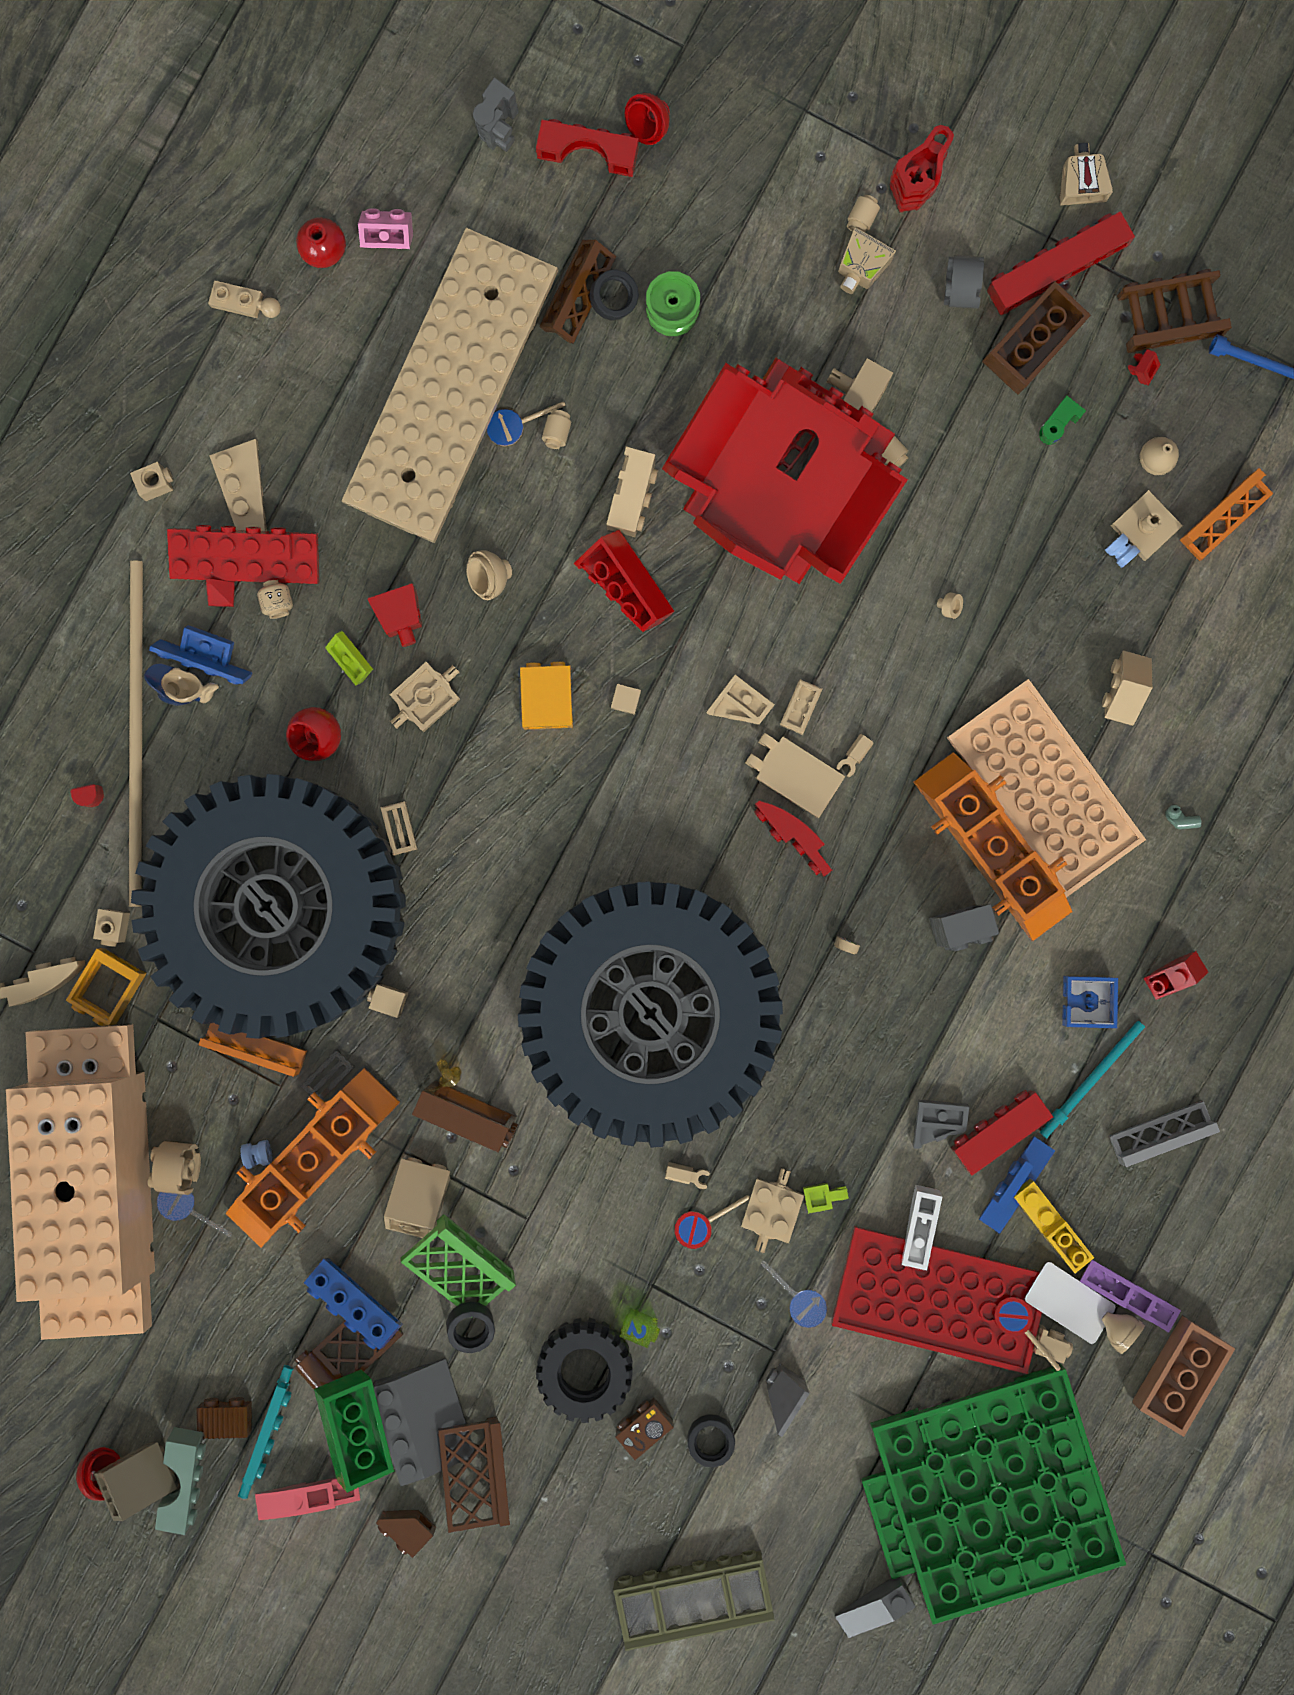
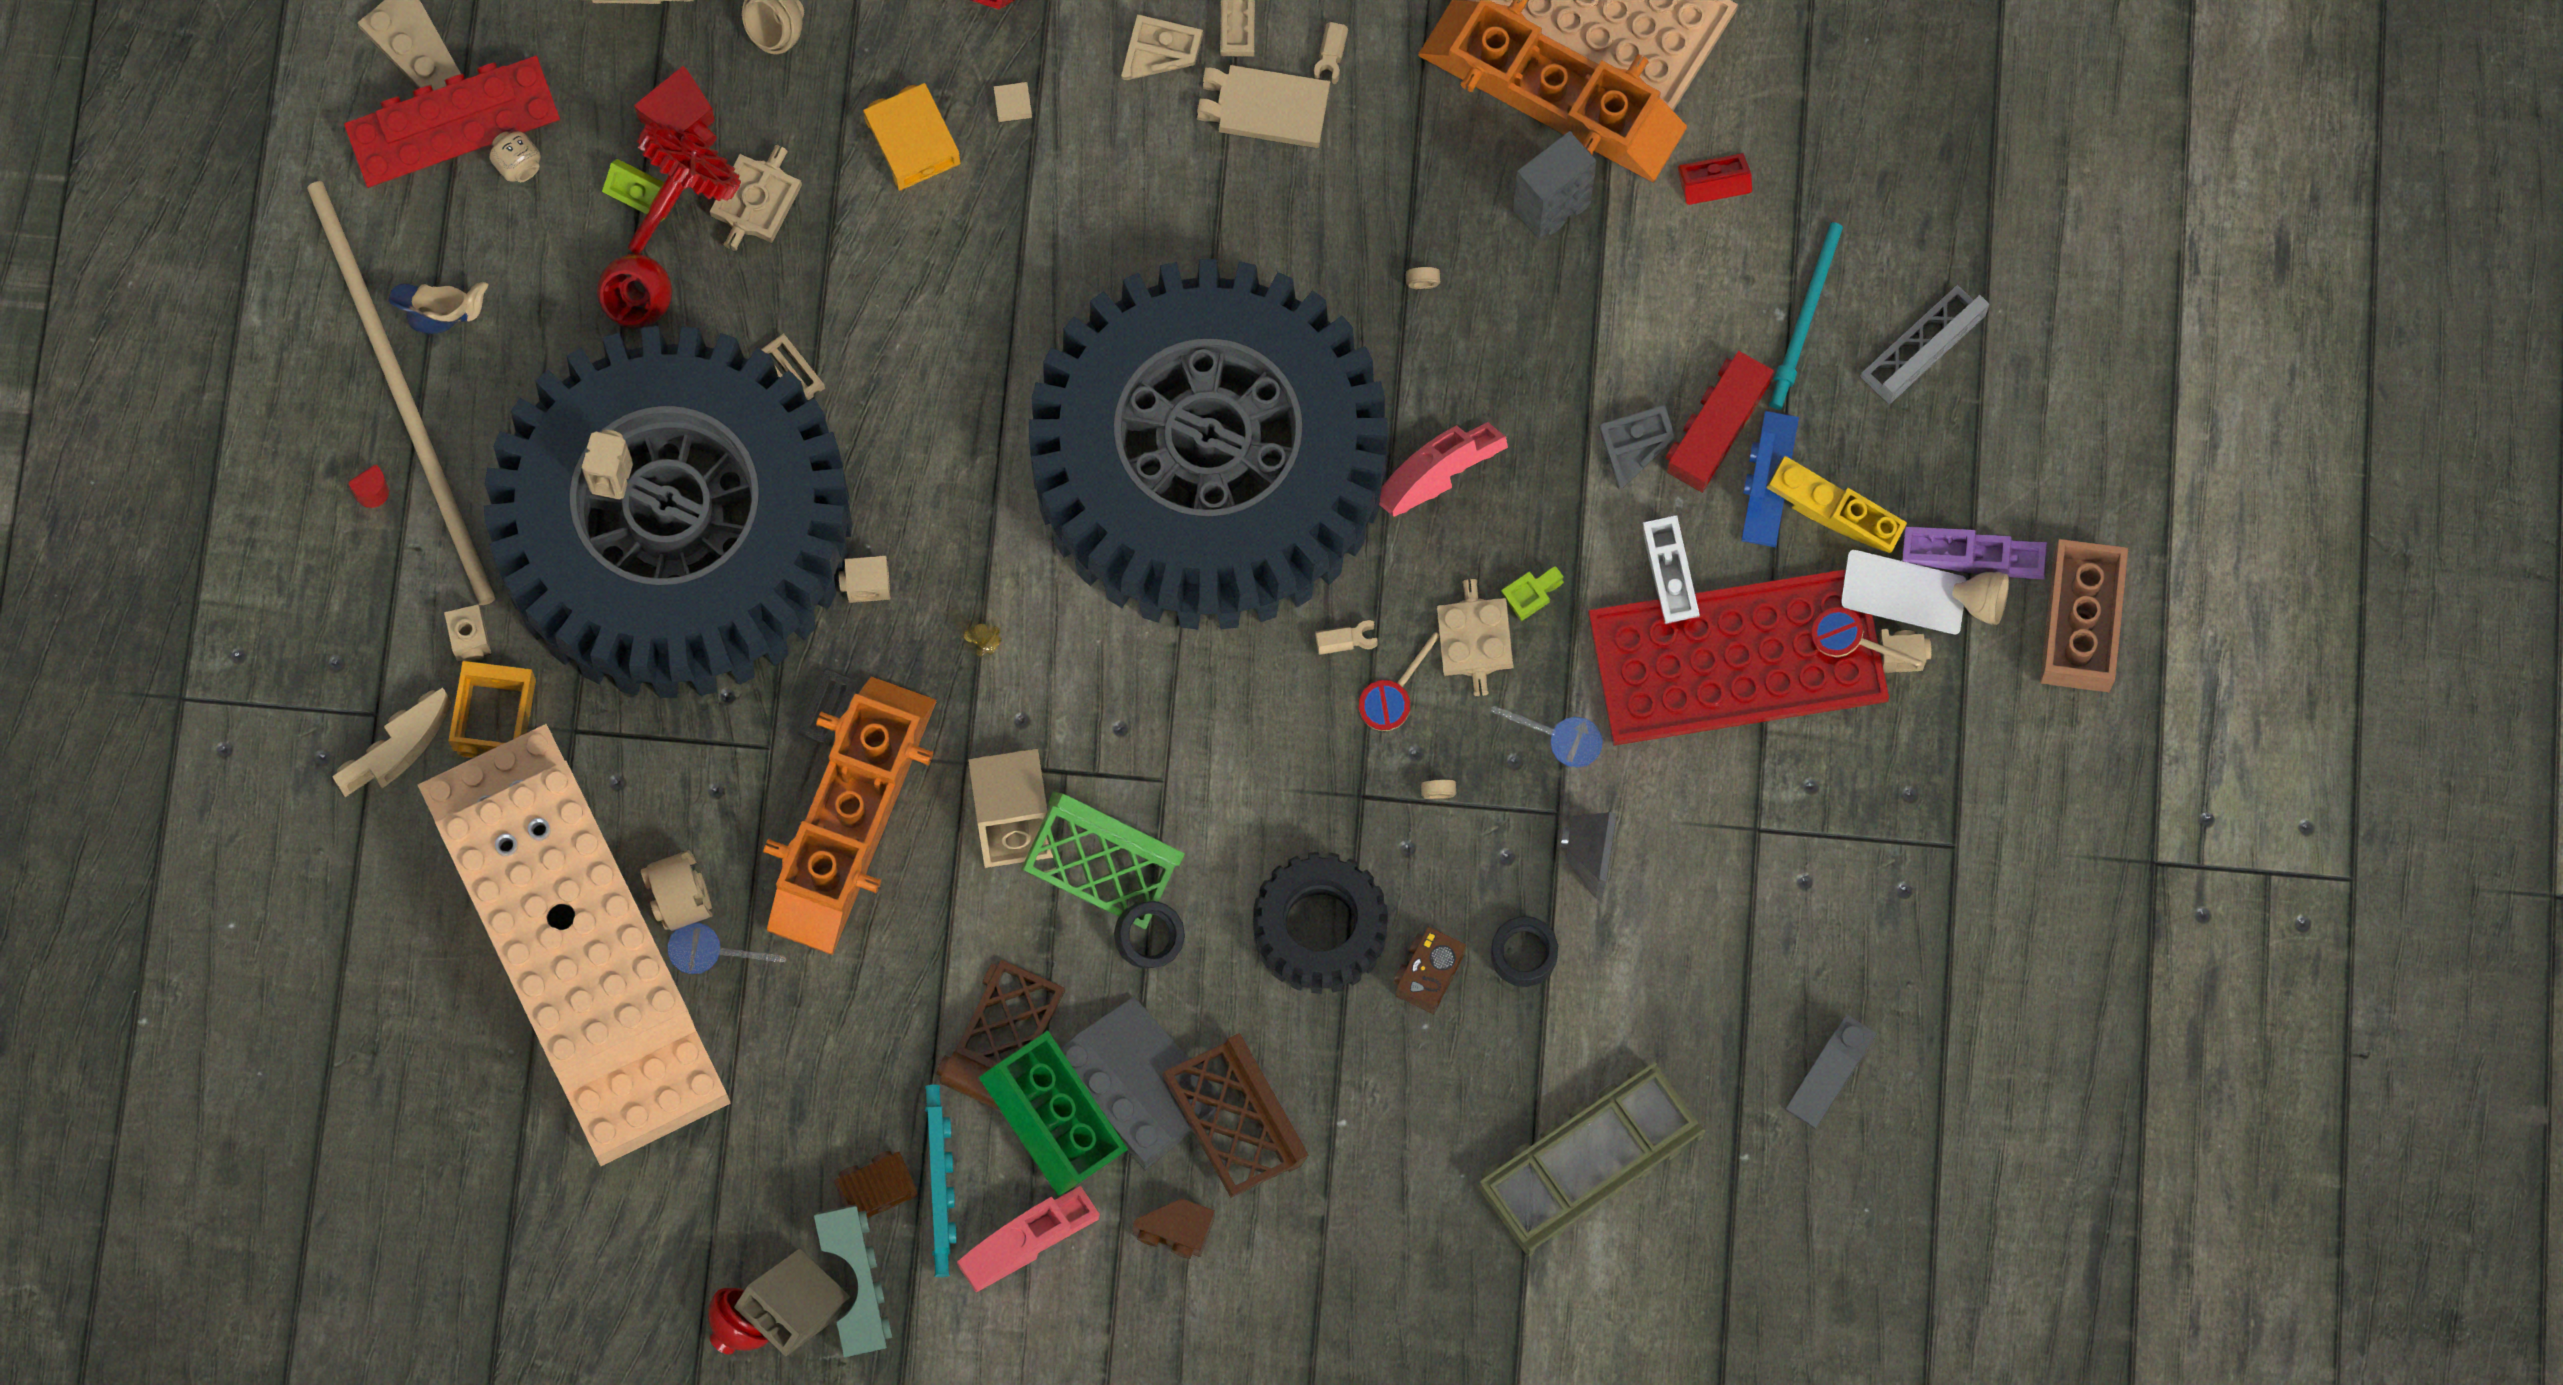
camera: 25 degrees left, 15 degrees down
(142, 481) = (297, 93): tan brick -> none
(204, 652) = (449, 253): blue bracket -> none
(220, 593) = (439, 180): red slope -> none
(226, 876) = (607, 464): none -> tan brick
(256, 1154) = (780, 829): light blue wheel -> none
(262, 1051) = (717, 710): orange fence -> none
(352, 1303) = (983, 966): blue brick -> none
(380, 663) = (688, 164): none -> red gear
(466, 1116) = (1030, 637): reddish brown window -> none
(639, 1328) = (1370, 847): clear neon green brick -> none
(702, 1307) = (1438, 789): none -> tan tile
(788, 827) = (1286, 167): red slope -> none
(802, 1082) = (1430, 468): none -> coral slope
(991, 1496) = (1912, 866): green plate -> none
(1074, 955) = (1715, 179): none -> red slope
(1102, 1002) = (1769, 212): piece -> none
(1176, 975) = (1850, 148): red slope -> none

